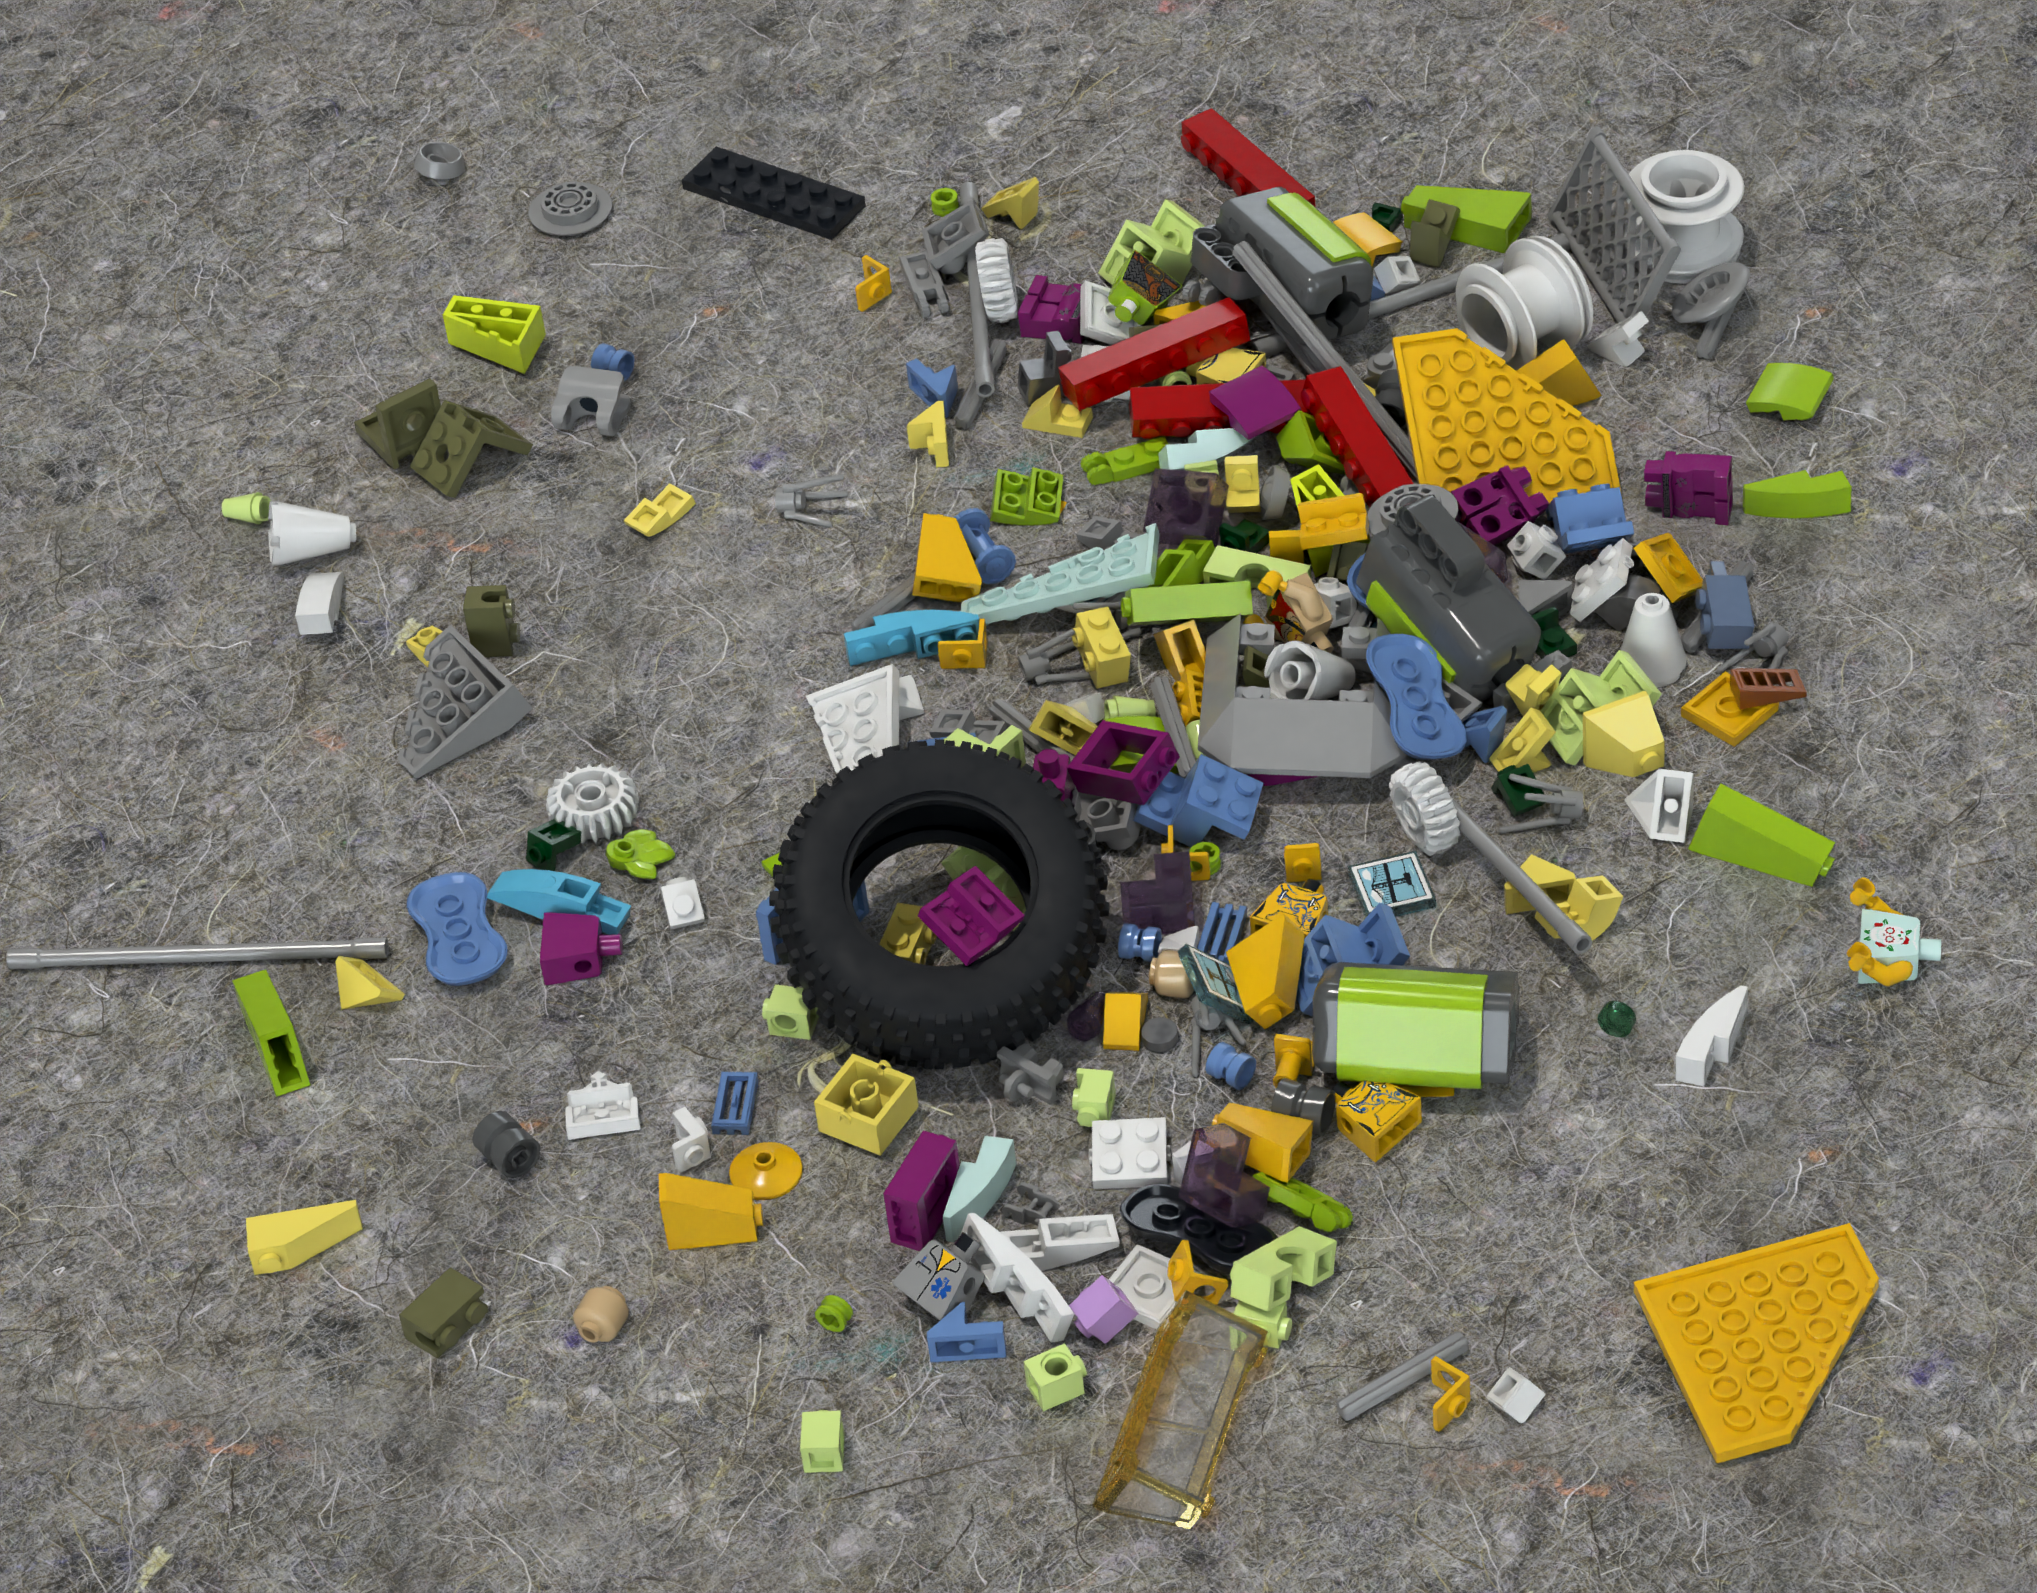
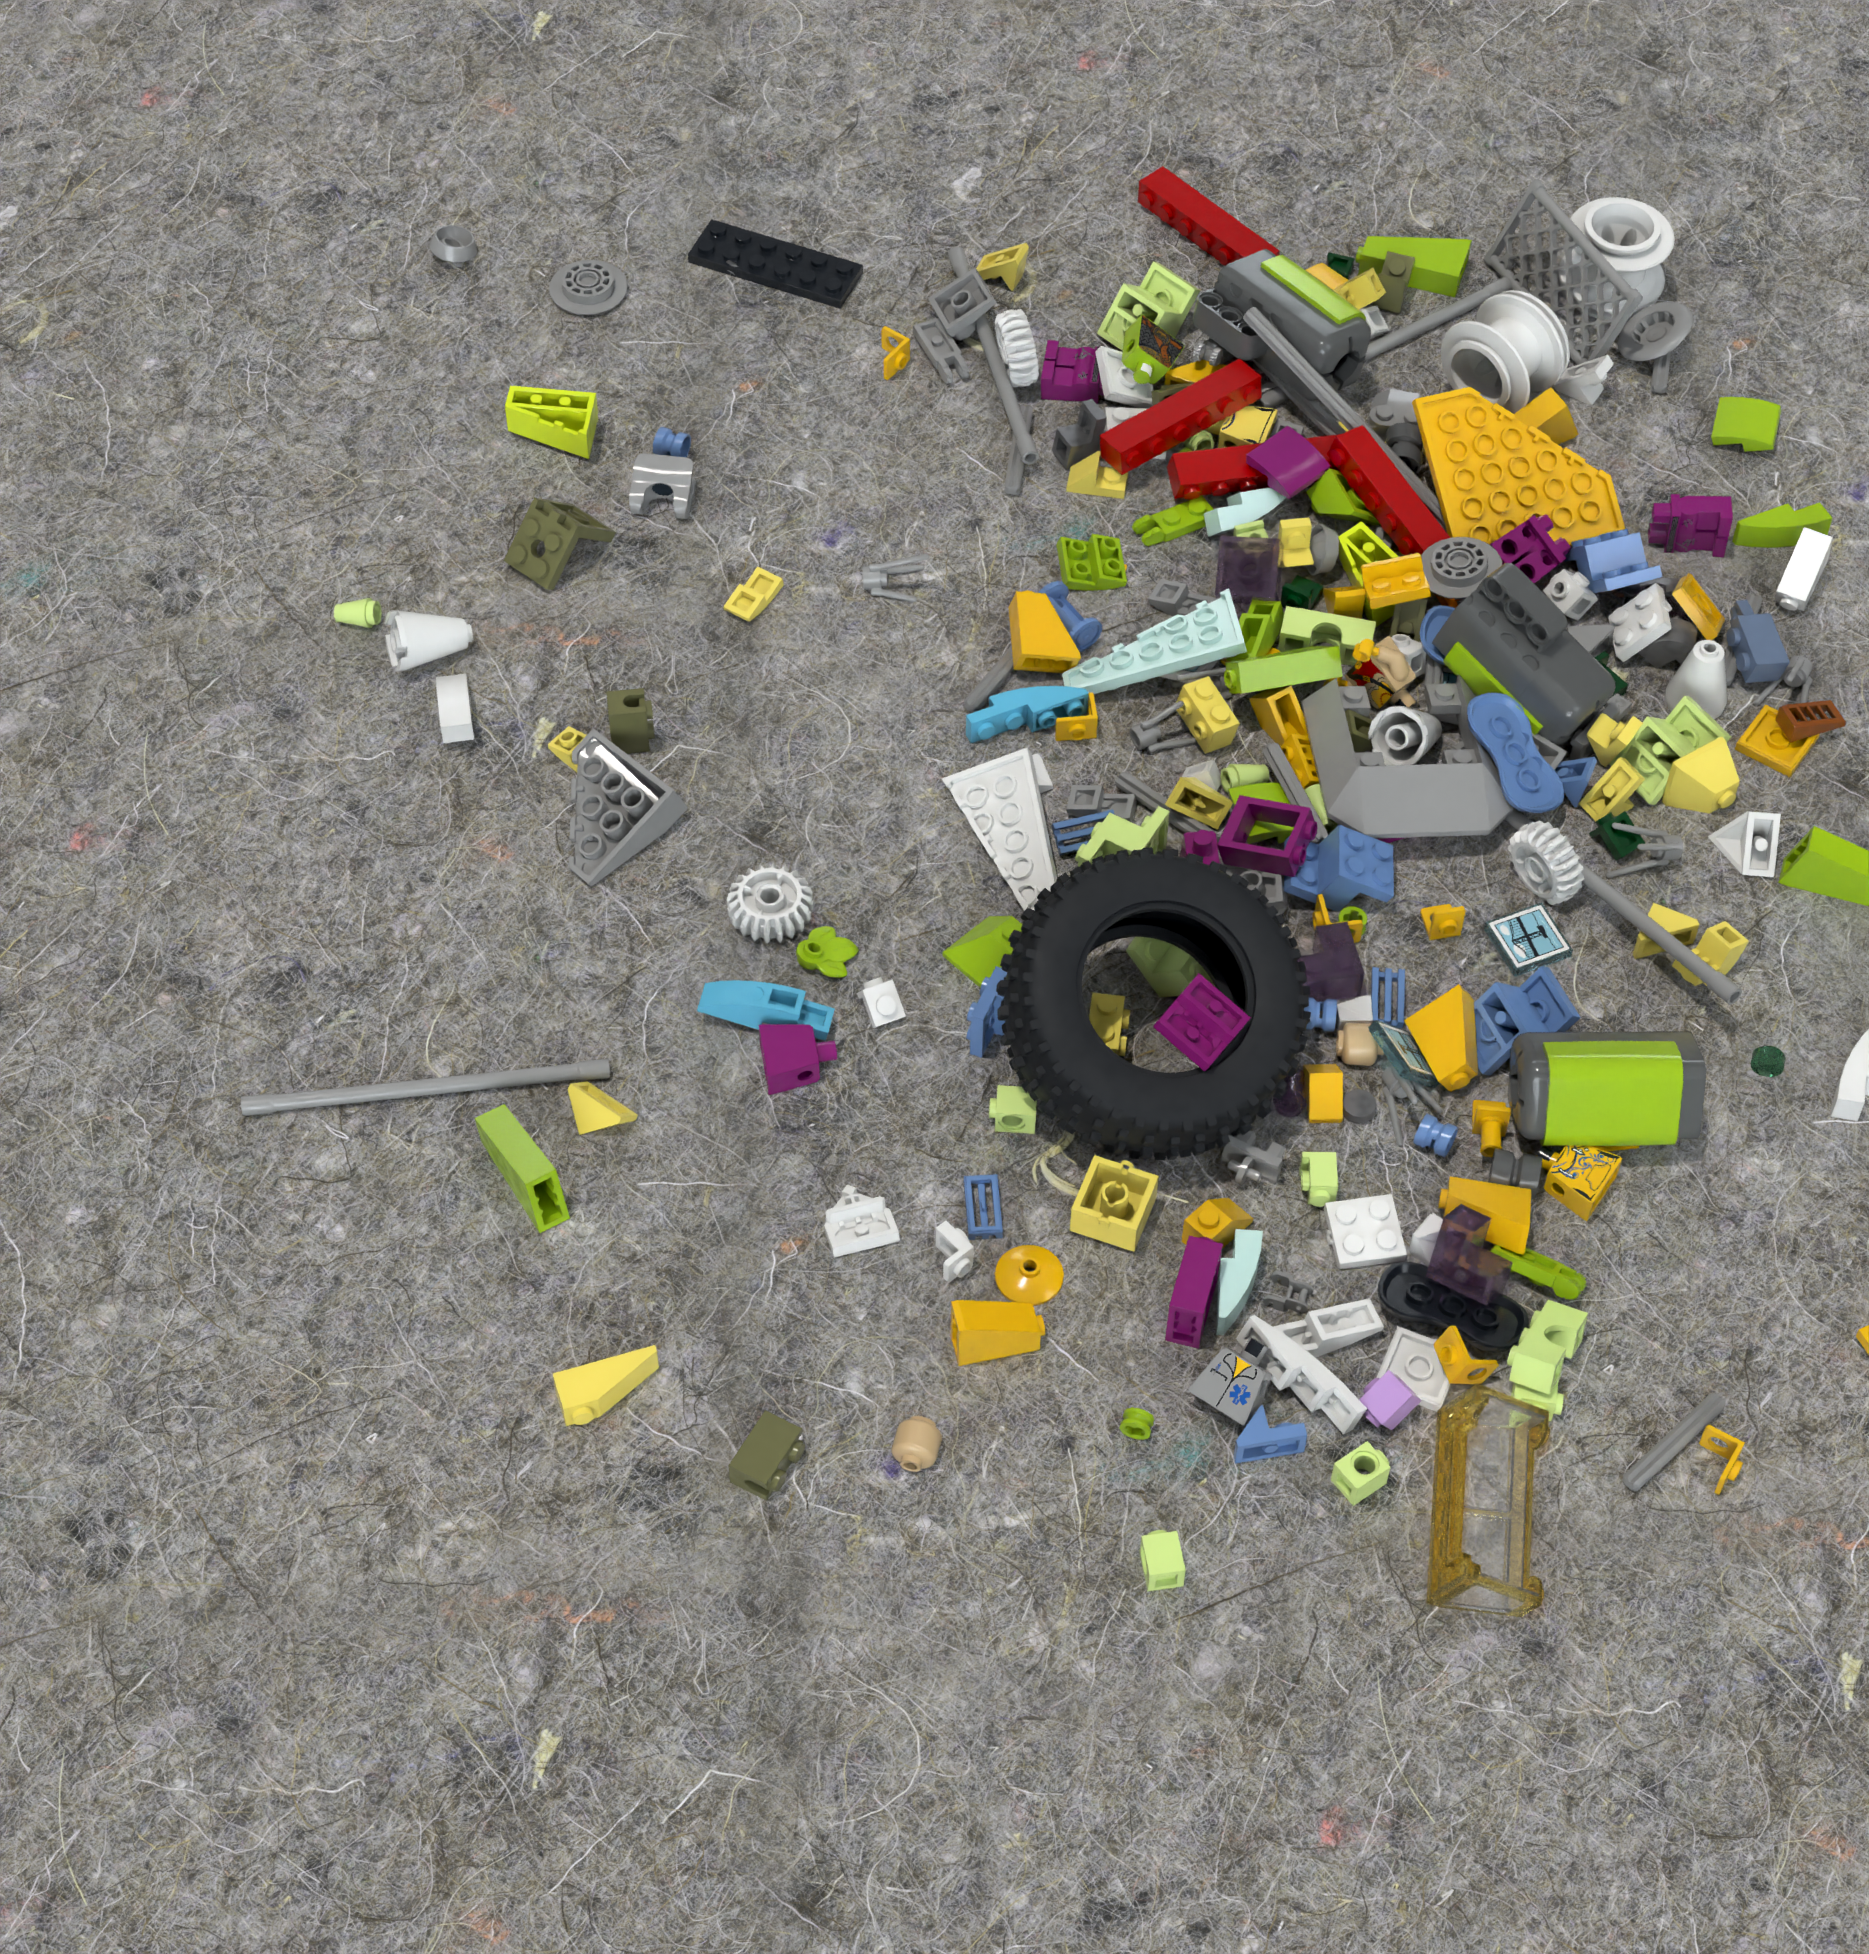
camera: 15 degrees left, 10 degrees up
(401, 422) = (490, 519): olive bracket -> none
(459, 936) = (681, 1058): medium blue plate -> none
(506, 1144) = (781, 1270): dark grey wheel -> none
(548, 841) = (739, 948): dark green bracket -> none
(930, 432) = (990, 501): light yellow slope -> none
(931, 385) = (975, 456): medium blue slope -> none
(944, 201) = (937, 267): lime bush -> none
(968, 1128) = (1216, 1221): none -> yellow slope
(1301, 905) = (1447, 970): yellow torso -> none
(1387, 239) = (1362, 289): none -> light yellow brick
(1515, 1395) = (1781, 1453): white slope -> none
(1806, 537) = (1804, 570): none -> white slope

